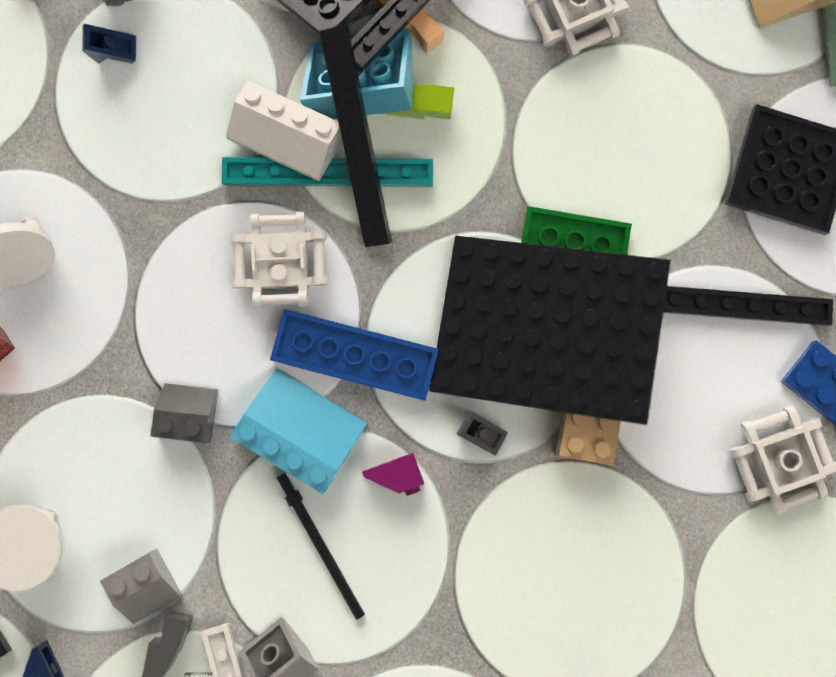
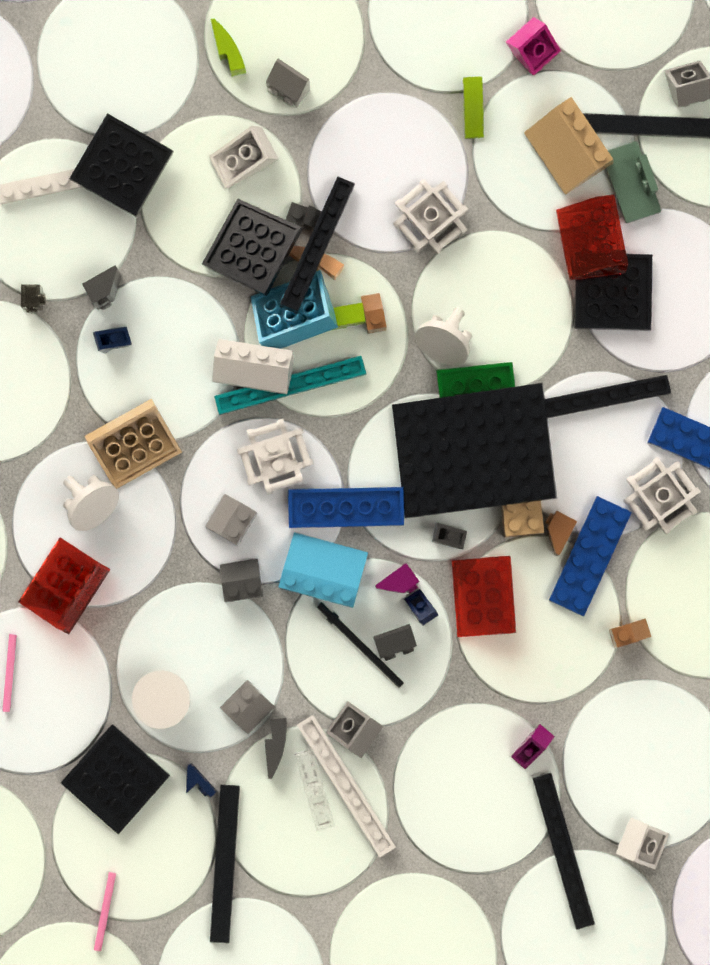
camera: 10 degrees left, 0 degrees up
(96, 190) = (133, 444): none -> tan slope
(197, 328) = (231, 519): none -> light grey slope
(355, 135) = (305, 358): black tile -> none
(367, 556) = (395, 641): none -> dark grey slope
(417, 519) = (421, 607): none -> dark blue slope
(465, 110) = (374, 313): none -> medium nougat slope
(506, 529) = (483, 596): none -> clear red slope
(549, 167) = (443, 340): none -> white piece
(633, 468) = (559, 530): none -> medium nougat slope
(664, 513) = (590, 556): none -> blue plate
(689, 636) = (630, 633): none -> medium nougat slope
(786, 90) = (592, 238): none -> clear red slope

